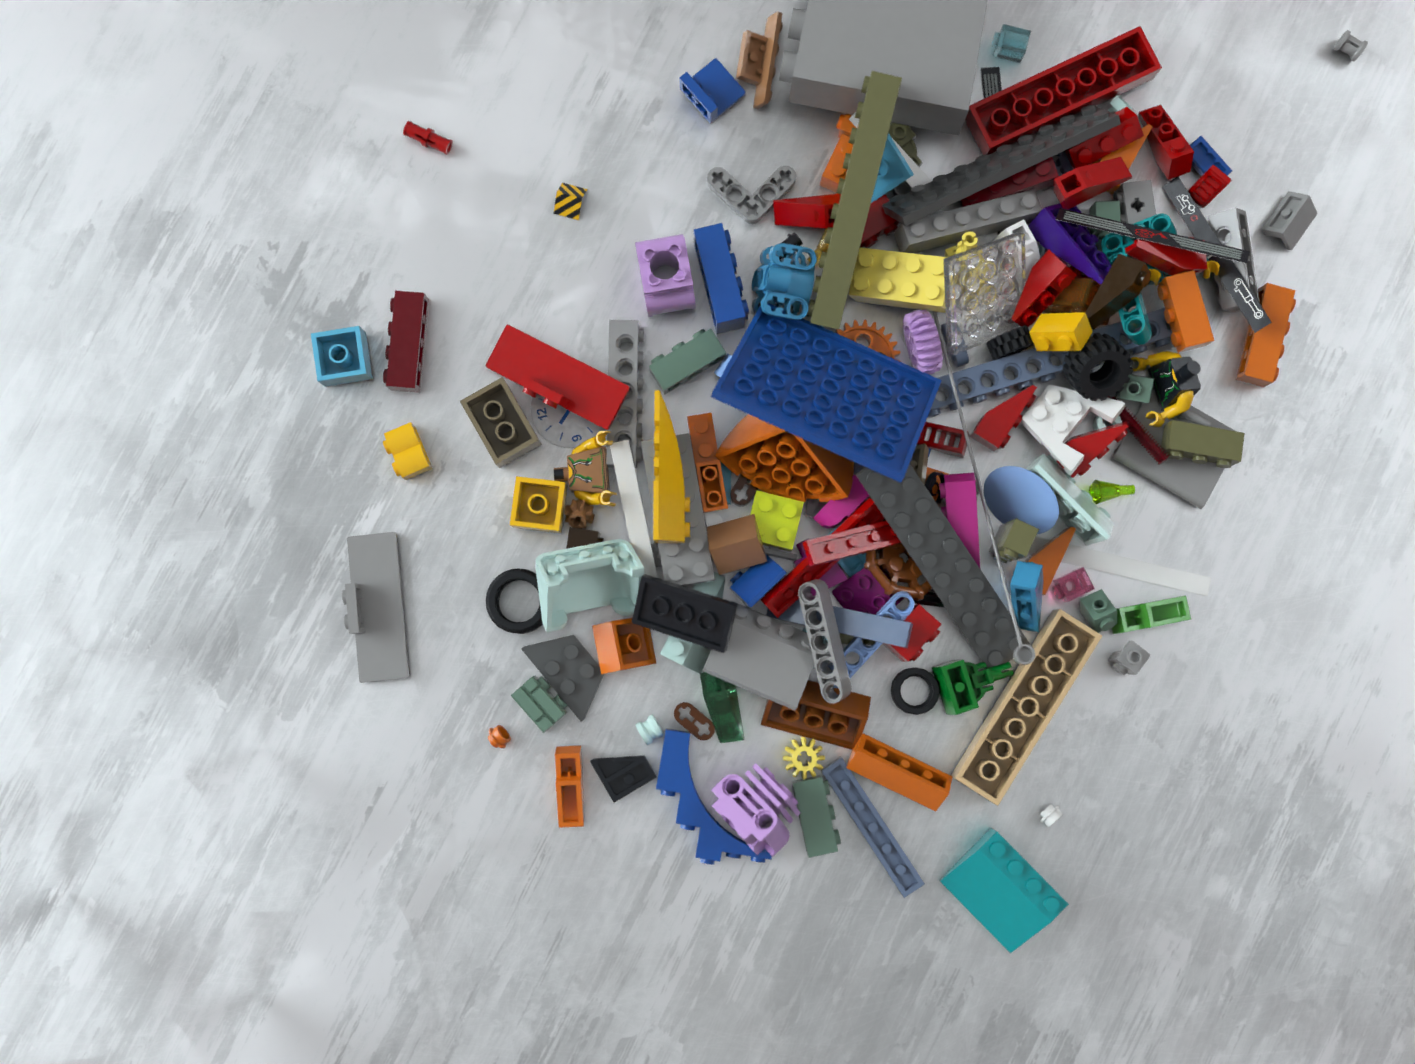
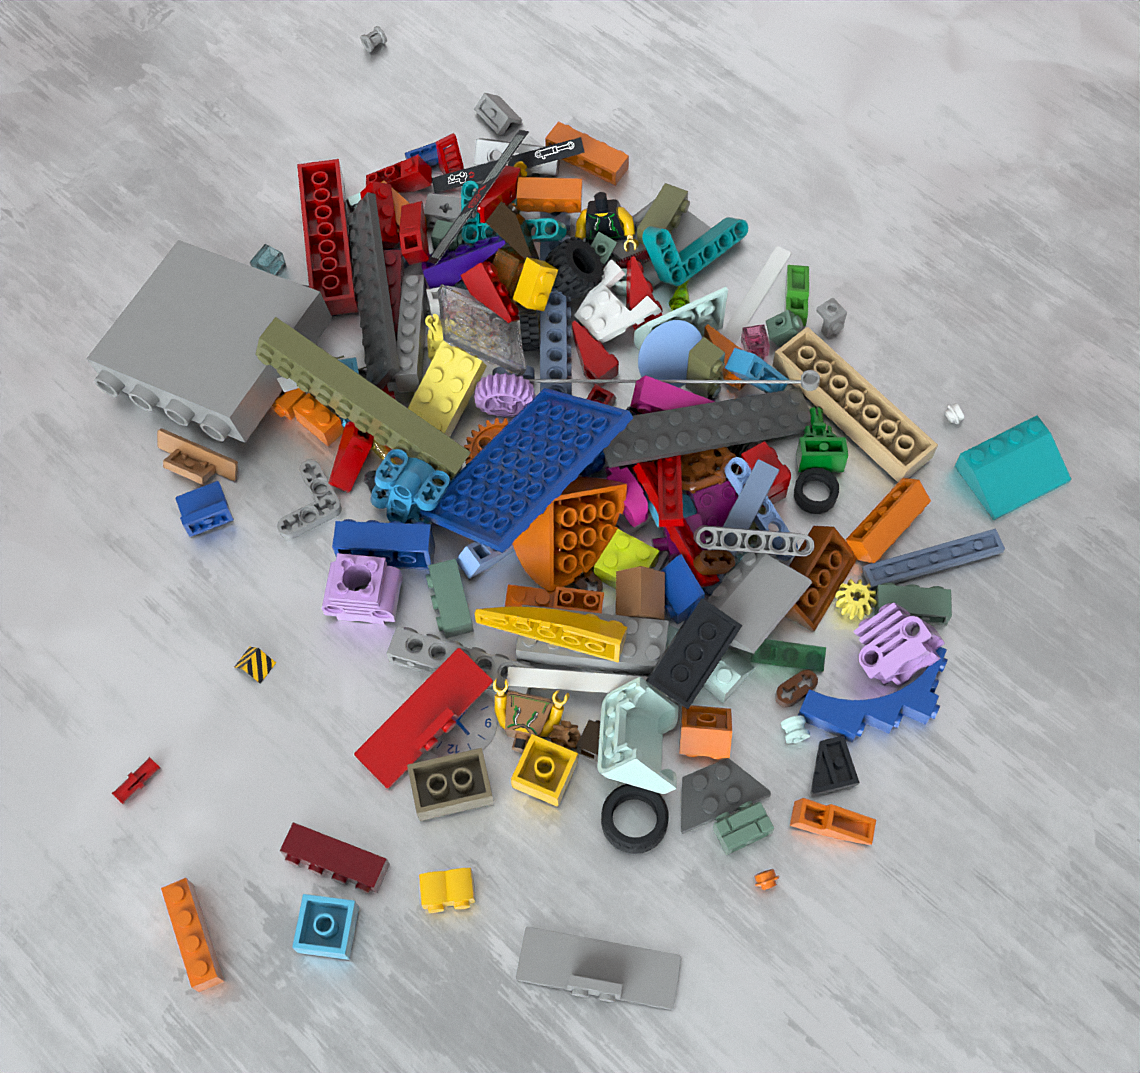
camera: 70 degrees left, 20 degrees down
(304, 243) = (192, 935): none -> orange brick
(787, 610) = (712, 557): none -> reddish brown beam
(1162, 493) = (677, 267): none -> teal beam

